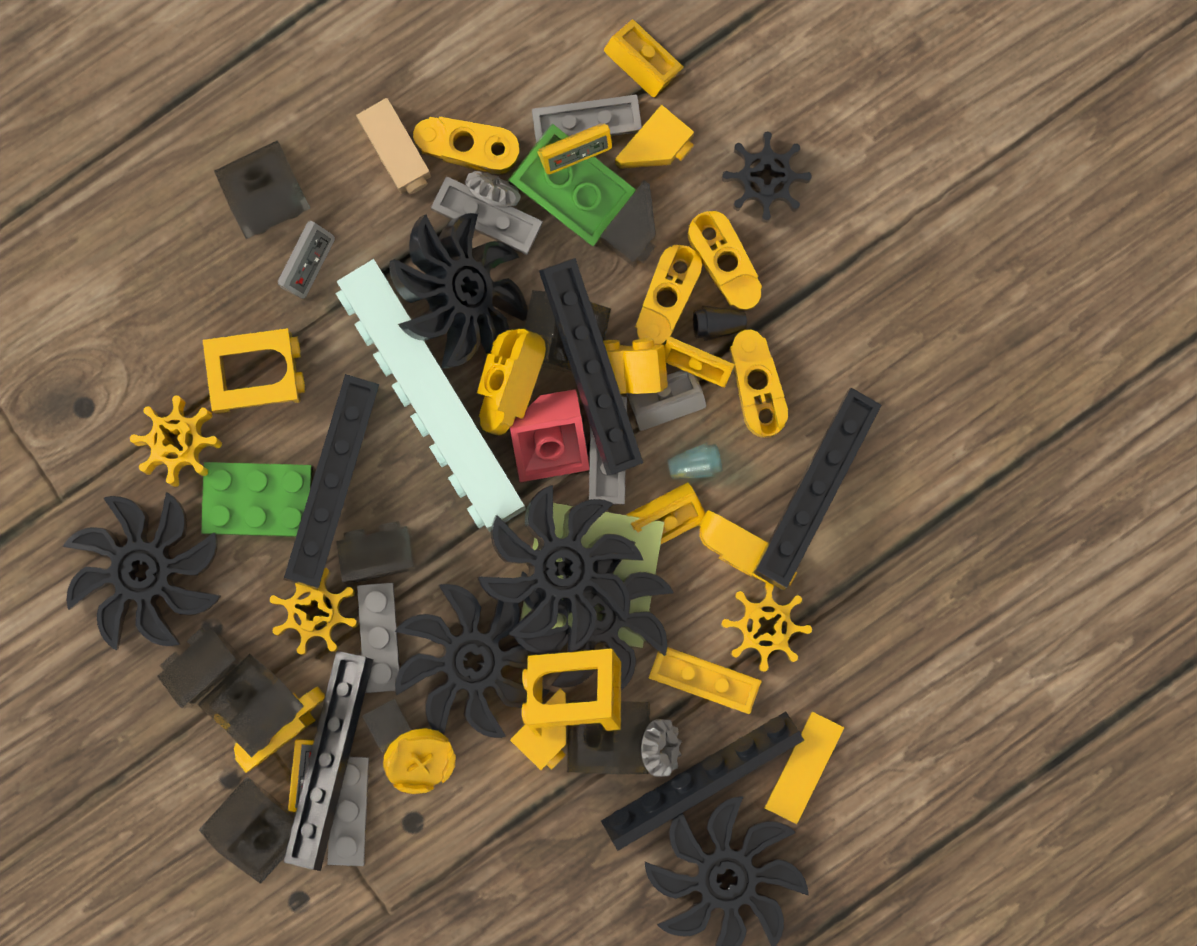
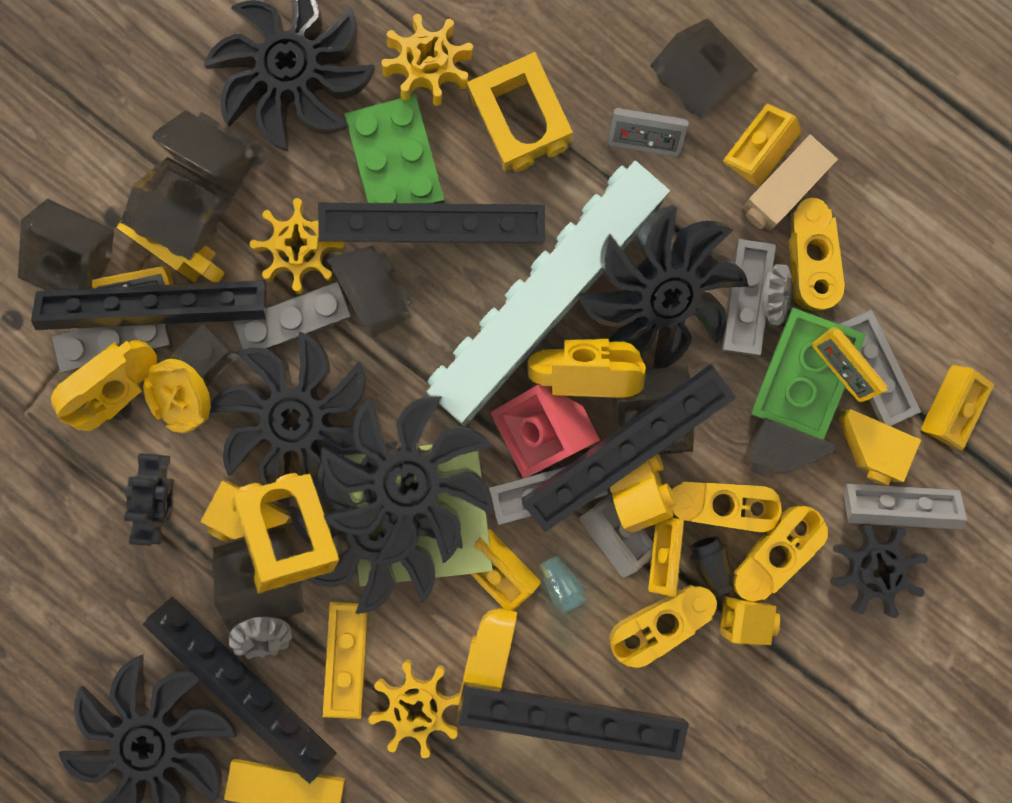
camera: 80 degrees right, 0 degrees up
(348, 157) = (763, 144): none -> yellow slope
(388, 826) = (87, 400): none -> yellow piece
(507, 808) = (149, 499): none -> black gear
(717, 136) = (904, 506): none -> light grey plate
(776, 305) = (748, 621): none -> yellow slope

